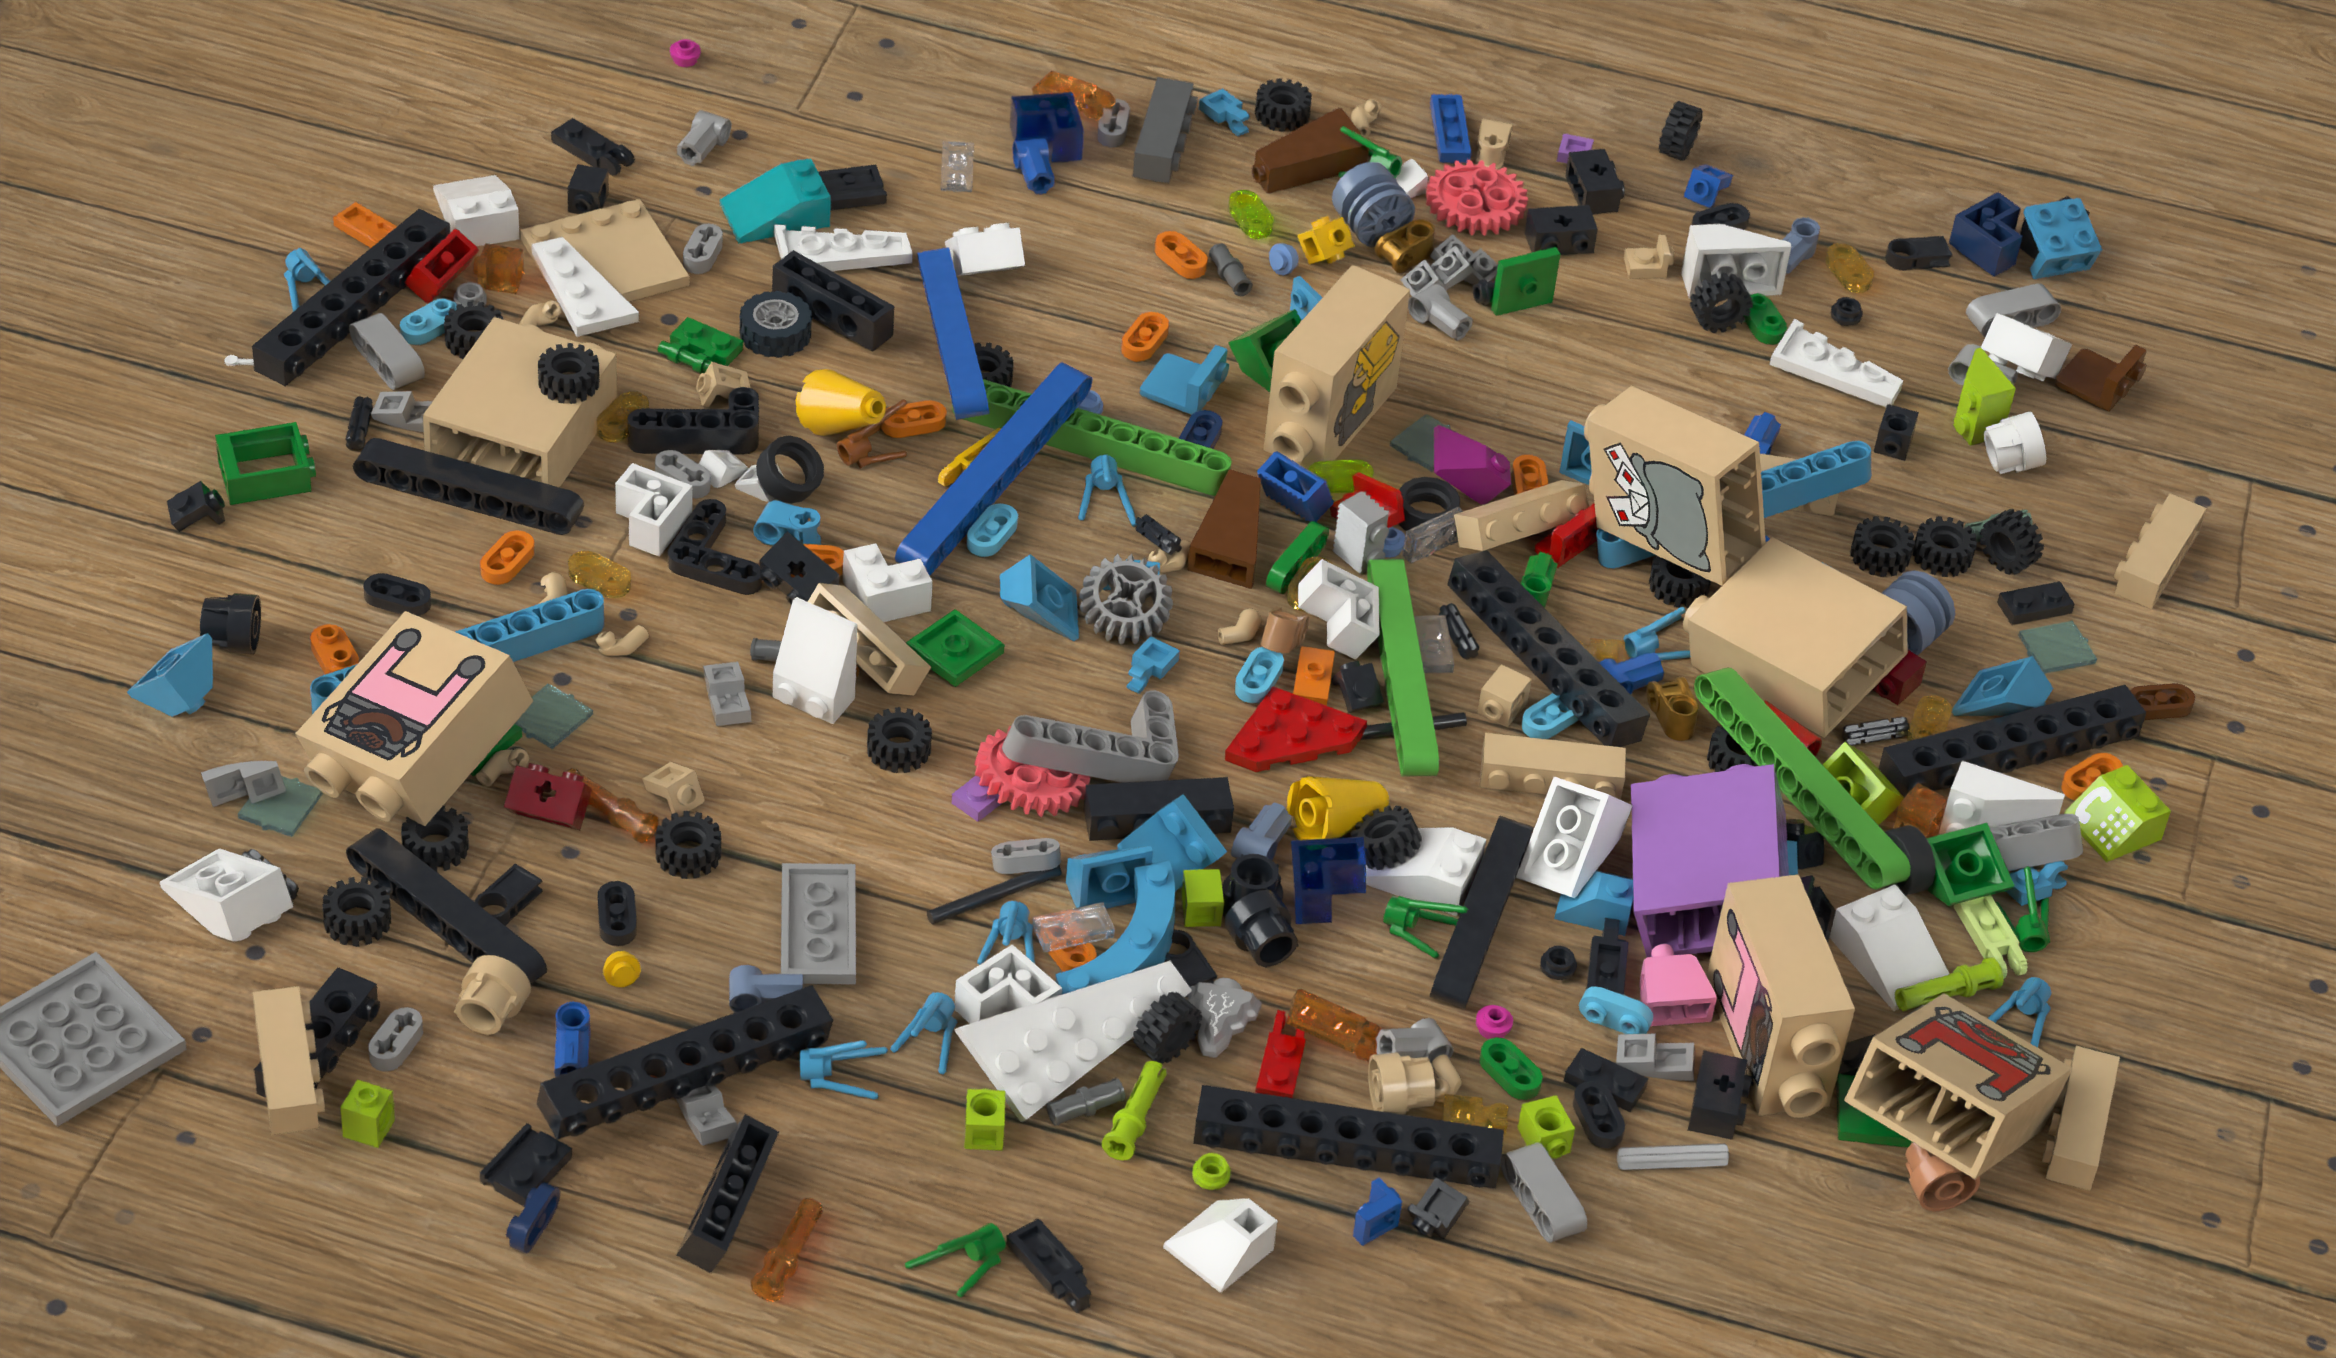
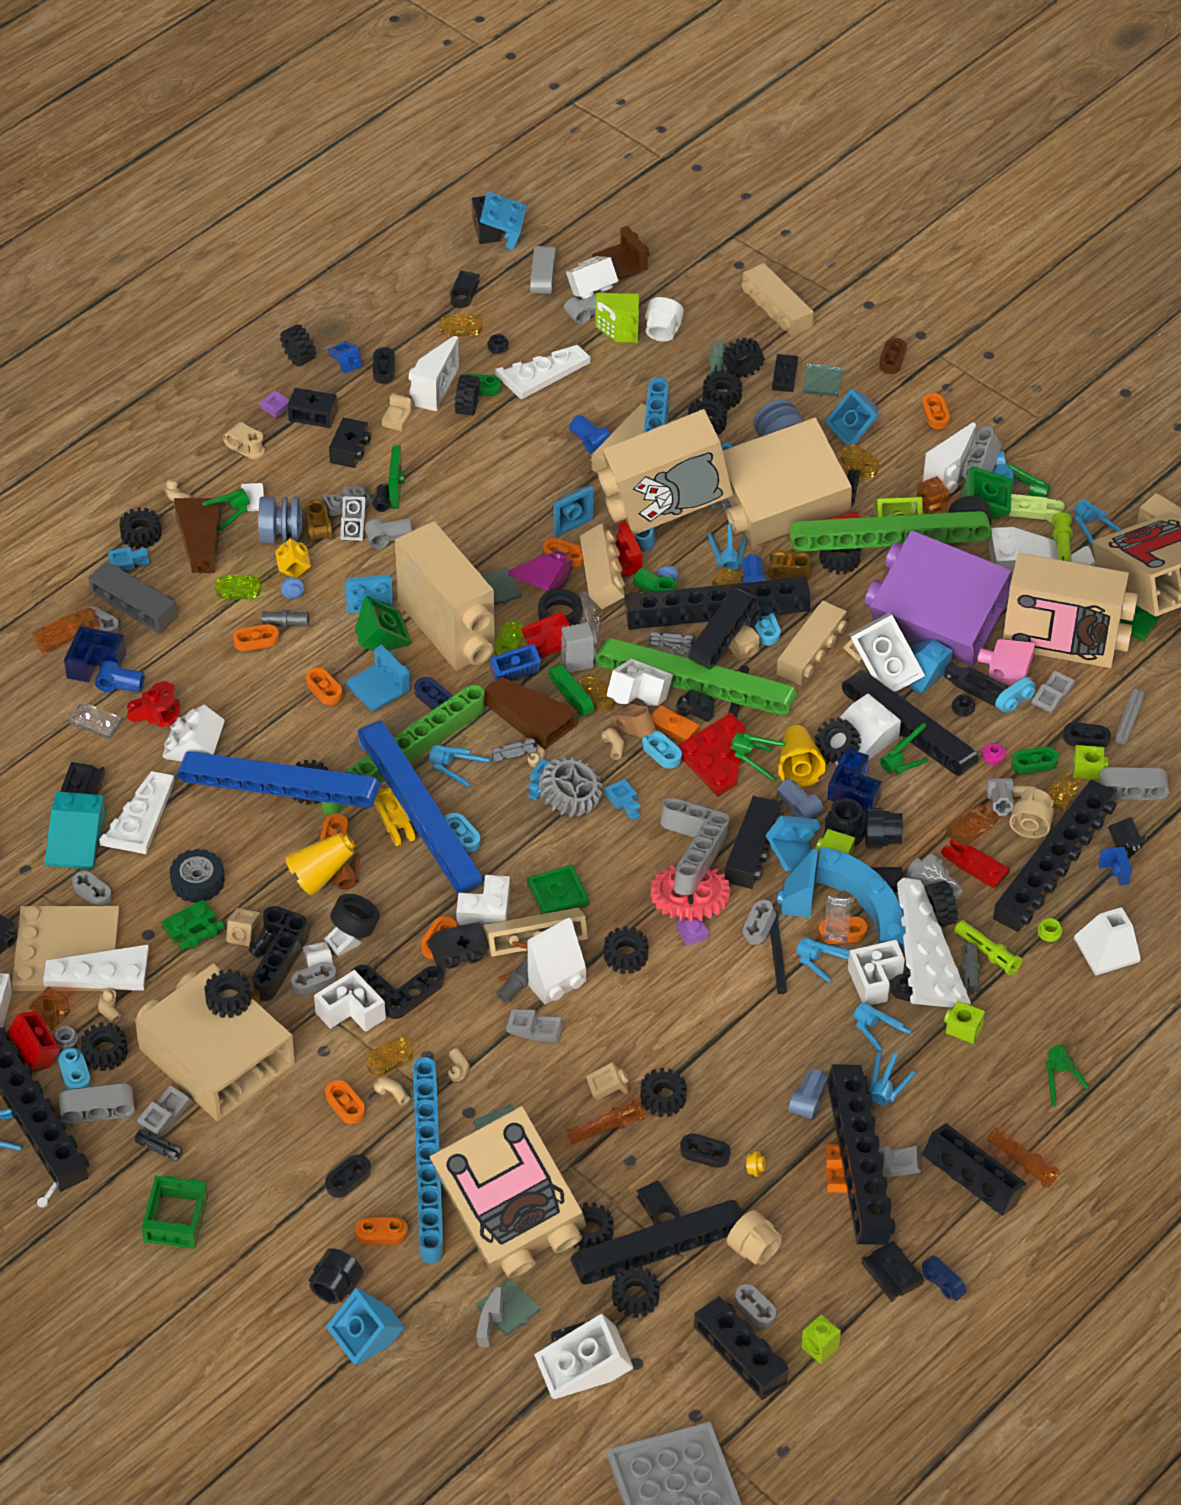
camera: 60 degrees left, 5 degrees up
(195, 504) = (194, 1267): black bracket -> none
(286, 1060) = (775, 1362): tan brick -> none
(468, 486) = (262, 1101): black beam -> none
(527, 799) = (587, 1162): dark red brick -> none
(572, 1038) = (807, 1210): blue piece -> none
(708, 401) = (262, 942): none -> black pin
(782, 517) = (401, 937): dark azure piece -> none
(819, 922) = (763, 1048): light grey plate -> none
(835, 300) = (201, 832): black brick -> none
(1009, 203) = (155, 706): none -> red hinge
(1041, 596) = (537, 831): dark azure slope -> none
(1051, 1263) = (1088, 1032): black hinge -> none
(1312, 743) = (743, 744): none -> green plant
(1450, 128) = (216, 455): blue plate -> none
(1476, 197) = (292, 469): coral gear -> none
(1483, 645) = (736, 610): none -> black beam
(1564, 591) = (668, 571): none -> medium blue plate
(1623, 1083) = (1053, 724): black plate -> none
(1674, 588) = (686, 527): black tyre -> none
(1718, 1095) = (1098, 676): black brick -> none
(1803, 241) = (426, 336): sand blue piece -> none
(1896, 432) = (617, 368): black brick -> none
(1988, 233) = (477, 251): dark blue brick -> none
(2016, 739) = (894, 430): black brick -> none
(2119, 814) = (970, 406): lime slope -> none

